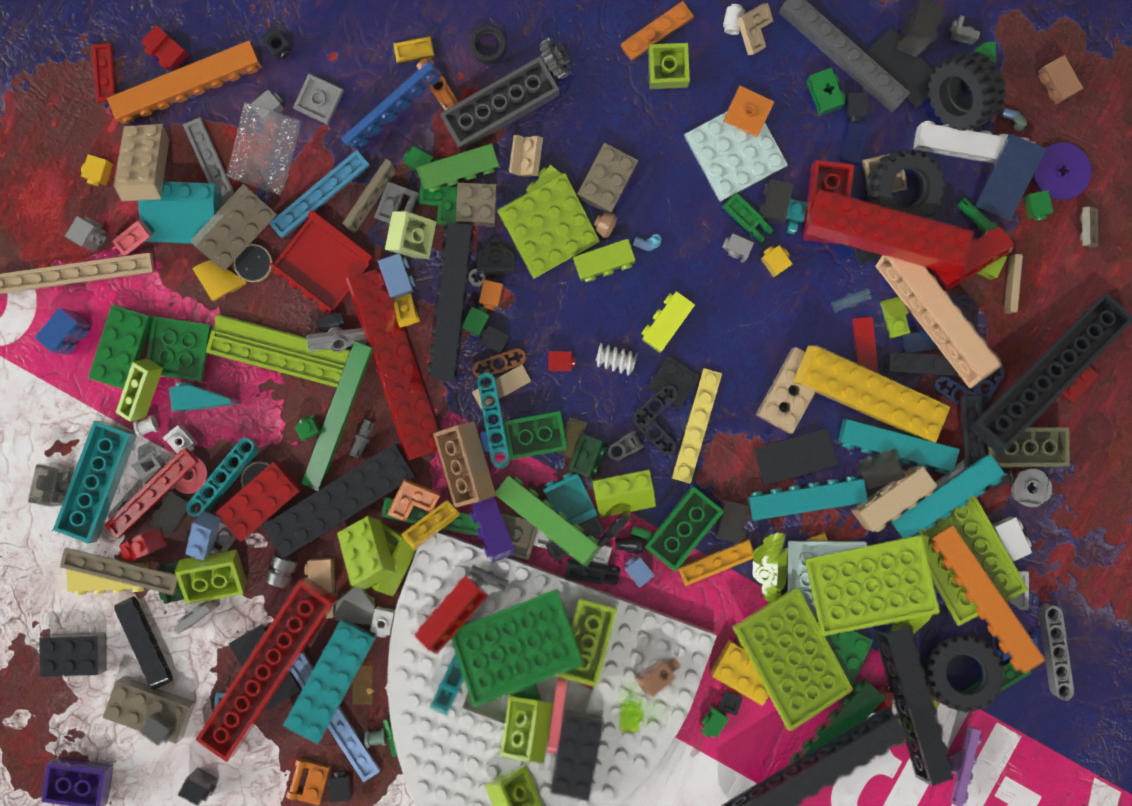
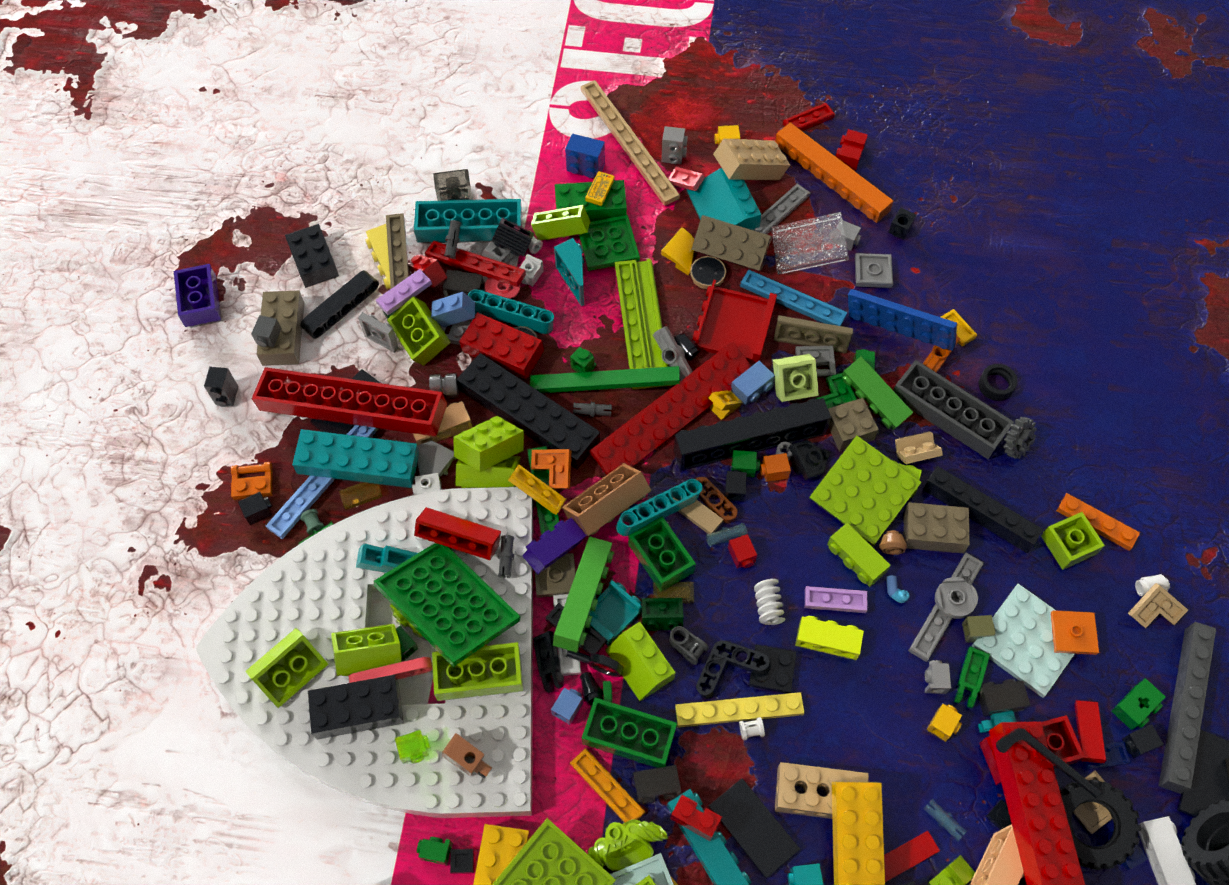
camera: 70 degrees right, 25 degrees down
(115, 335) = (600, 188): none -> yellow tile
(117, 508) = (452, 239): none -> dark grey pin
(139, 446) = (512, 237): none -> black brick
(164, 579) = (403, 292): none -> lavender plate
(537, 368) = (726, 534): none -> clear light blue pin
(606, 128) = (983, 509): none -> black brick
(635, 299) = (835, 599): none -> lavender plate
(678, 205) = (937, 623): none -> light grey tile
(688, 191) = (962, 589): none -> light grey plate
(711, 190) = (978, 627): none -> olive panel
(720, 429) = (751, 728): none -> white bush
(783, 502) = (699, 822): none -> red brick
(827, 217) = (1021, 734): none -> black piece
(831, 145) = (1090, 731): none -> red tile

